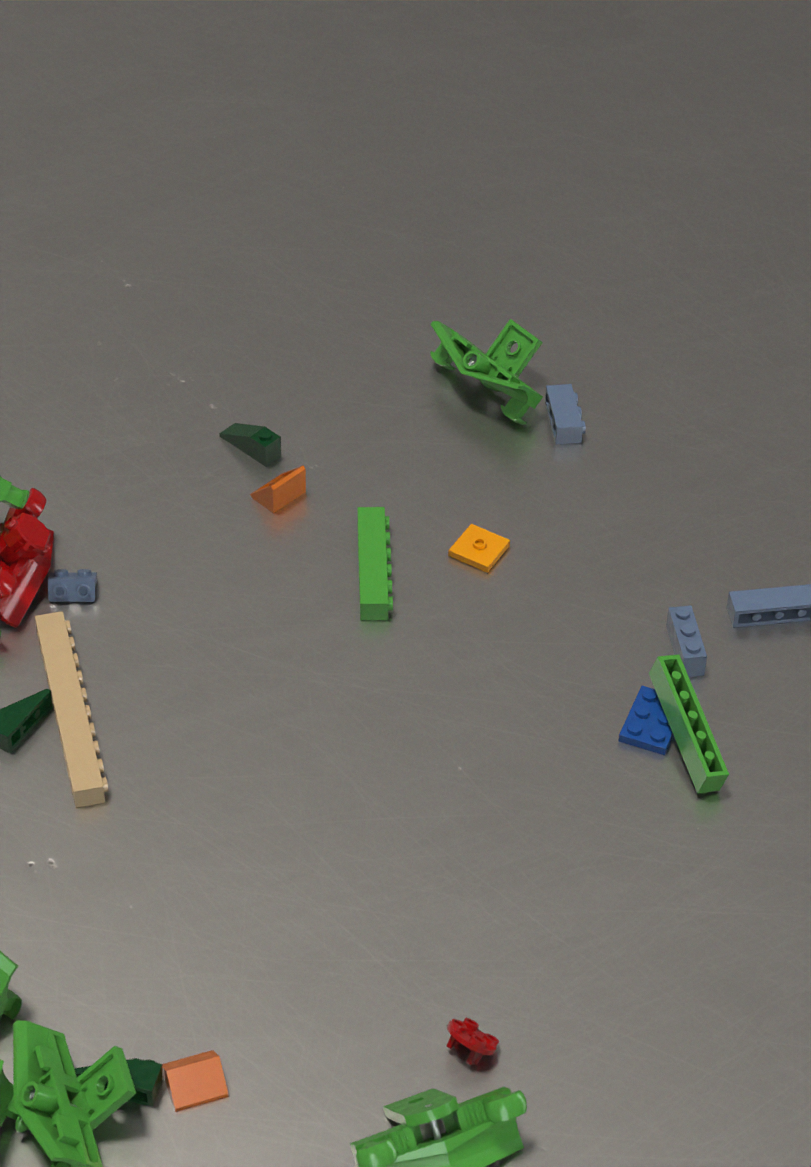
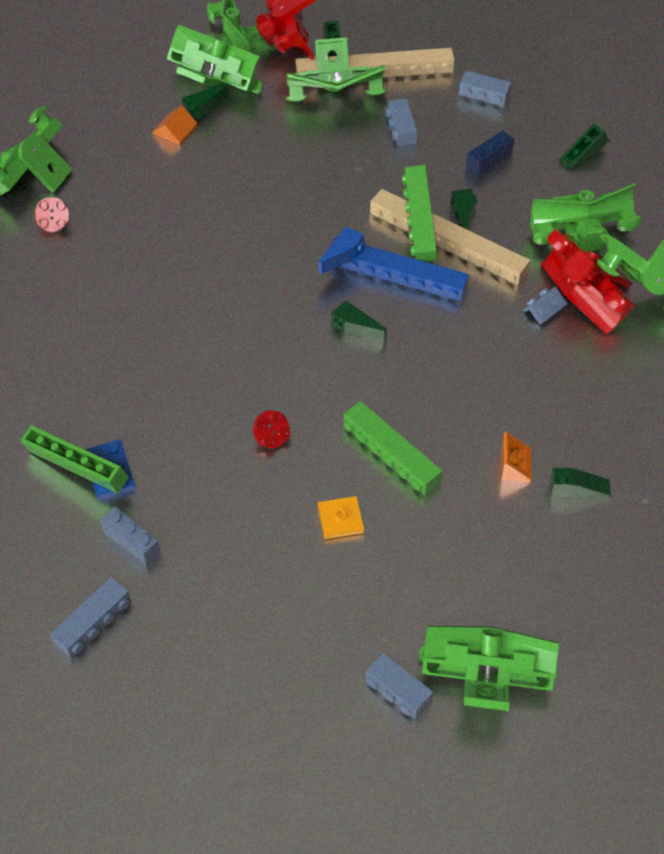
camera: 140 degrees right, 10 degrees up
(79, 720) = (420, 213): none -> bright green brick
(164, 711) = (410, 272): none -> blue brick
(210, 738) = (342, 250): none -> blue slope
(273, 688) = (357, 323): none -> dark green slope
(458, 638) = (263, 433): none -> red plate

